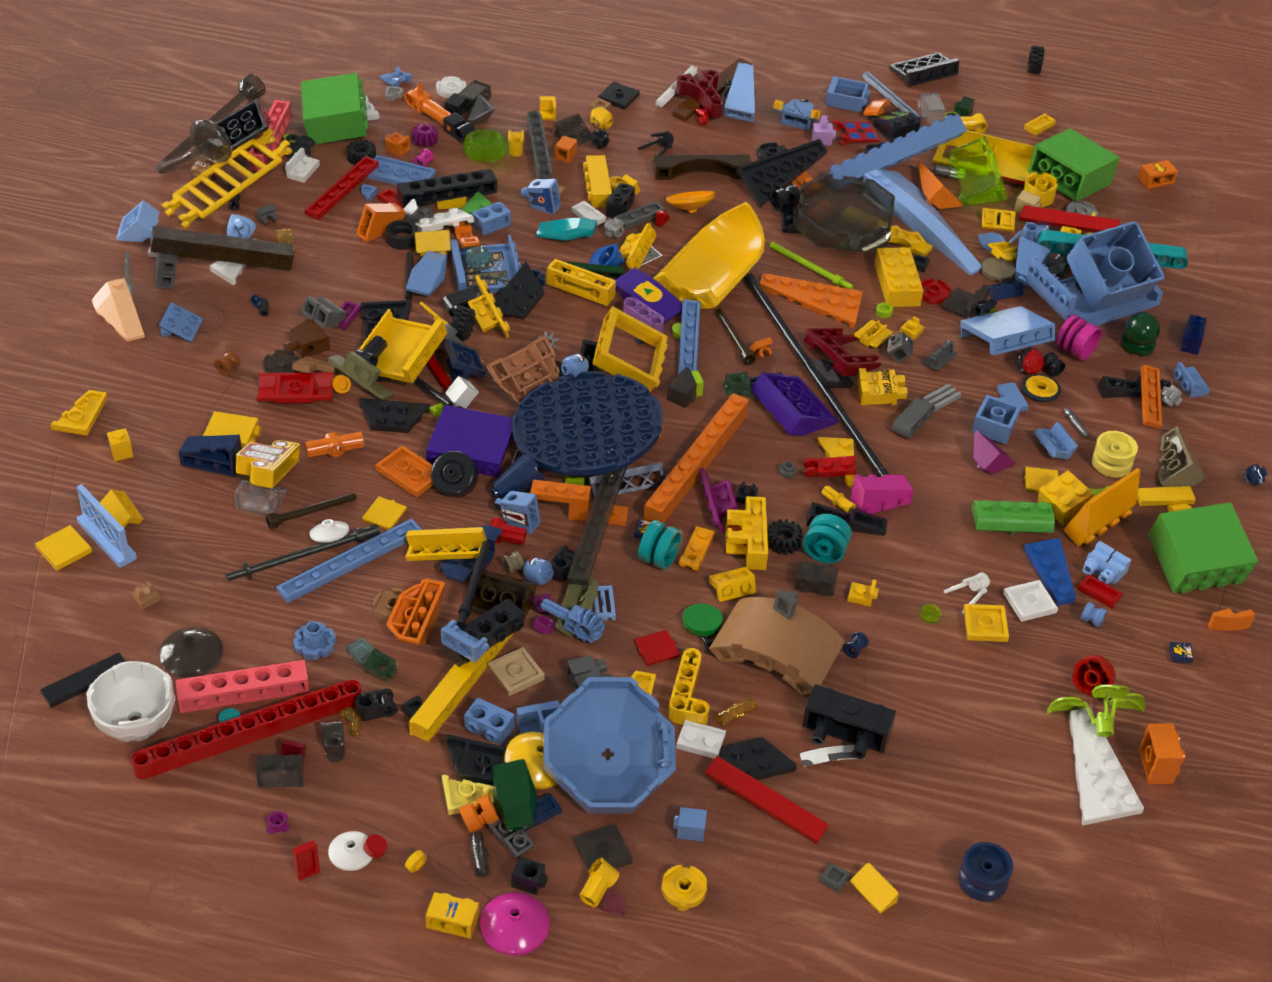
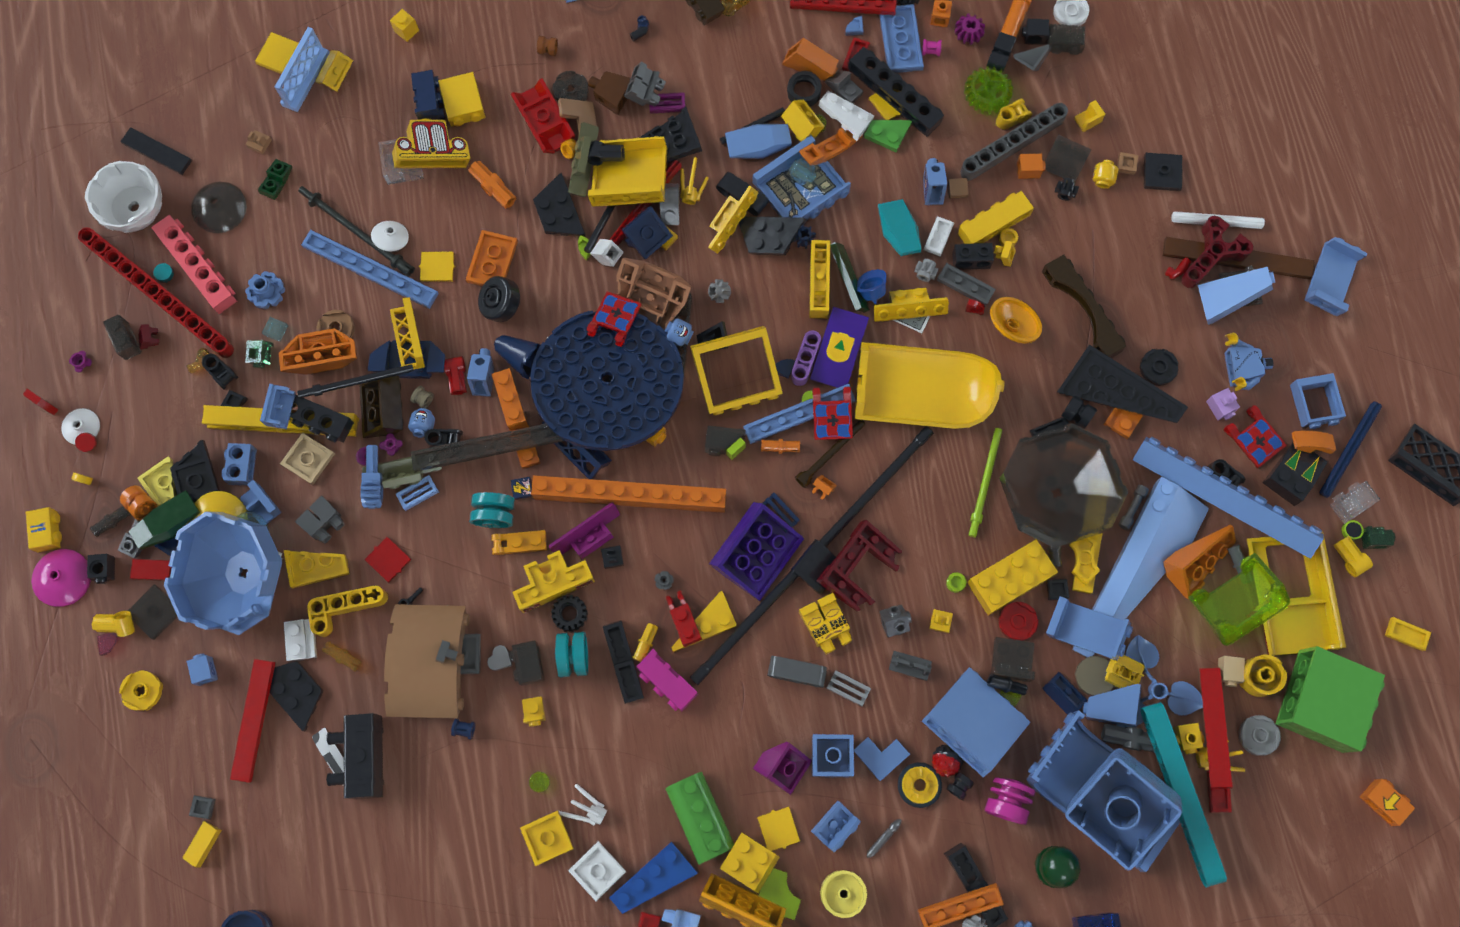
camera: 70 degrees right, 30 degrees up
(198, 596) = (276, 178): none -> dark green slope
(274, 520) = (381, 188): dark brown piece -> none
(333, 740) = (174, 356): clear smoke piece -> none
(463, 322) = (699, 206): black tyre -> none
(476, 434) = (551, 288): dark purple panel -> none
(491, 218) = (872, 157): medium blue brick -> none
(531, 396) = (615, 314): none -> red flag
(555, 837) = (150, 569): none -> red tile
(665, 139) = (1108, 250): black plant -> none
(702, 619) = (433, 583): green tile -> none
(704, 317) = (832, 418): none -> red flag
(710, 359) = (780, 446): none -> orange pin
(733, 583) = (489, 591): yellow bracket -> none
(737, 383) = (753, 478): clear green brick -> none
(743, 46) = (1333, 276): none -> medium blue panel
(804, 599) = (499, 659): none -> light grey tile
(818, 297) = (939, 515): orange wing -> none
(873, 334) = (909, 585): yellow piece -> none
(963, 251) = (1089, 629): none -> medium blue panel
(989, 219) = (1187, 657): yellow piece -> none

